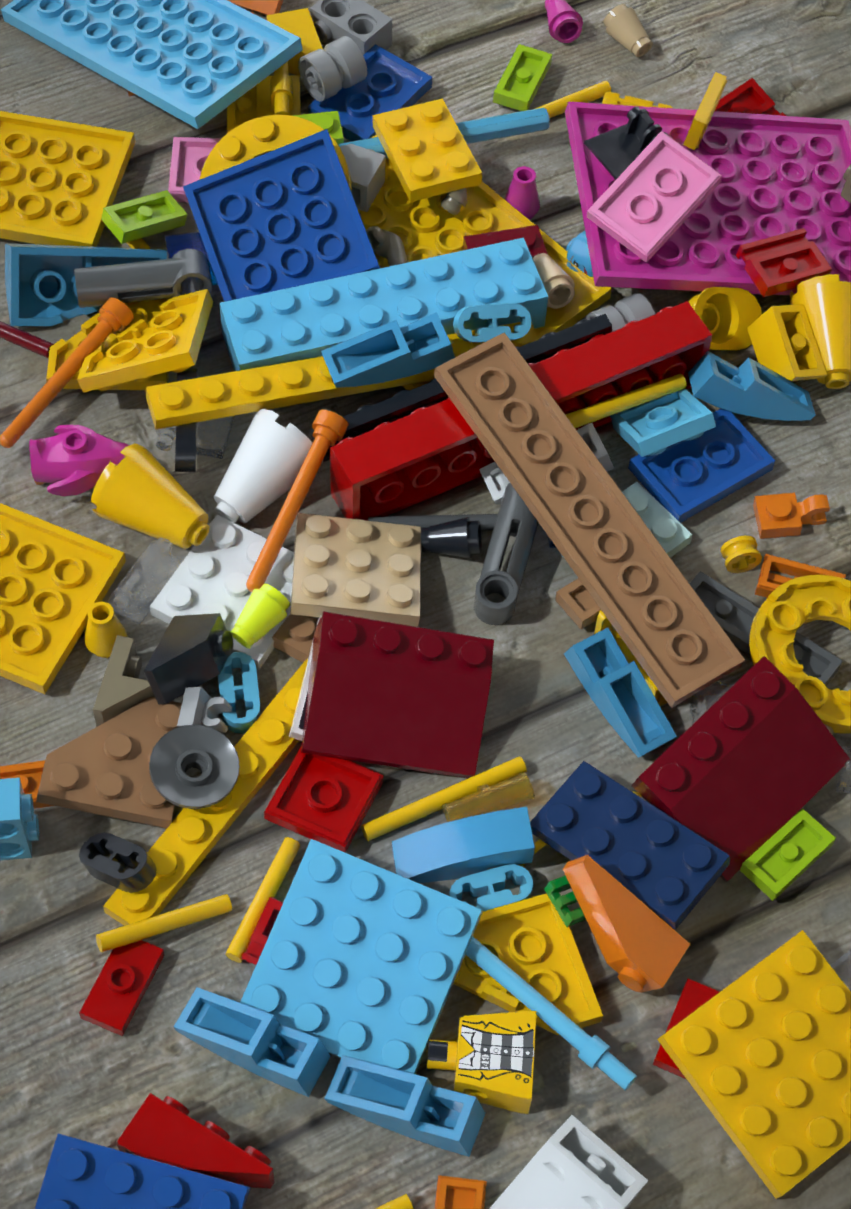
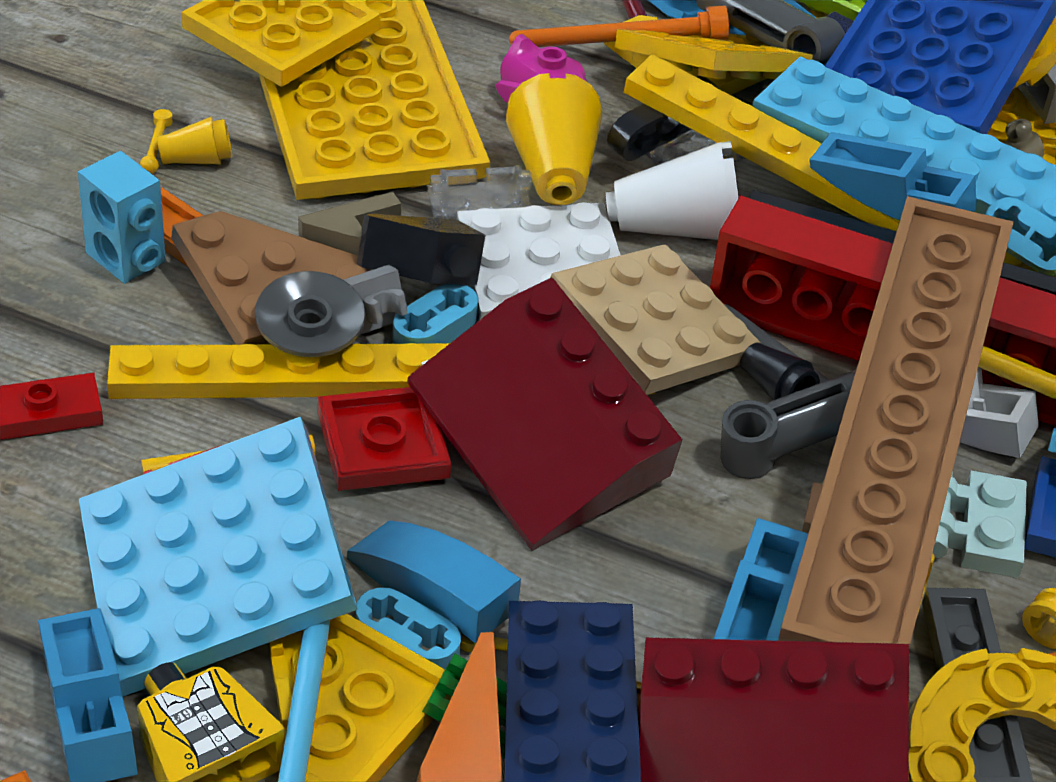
camera: 50 degrees right, 15 degrees down
(102, 629) = (398, 177): yellow cone -> none
(123, 855) = (160, 324): black beam -> none
(163, 923) = (130, 394): yellow bar -> none
(253, 1040) = (57, 533): dark azure slope -> none
(260, 614) = (516, 268): neon yellow cone -> none
(327, 429) = (763, 187): orange piece -> none
(435, 801) = (483, 535): yellow bar -> none
(491, 798) = (536, 575): clear yellow pin -> none

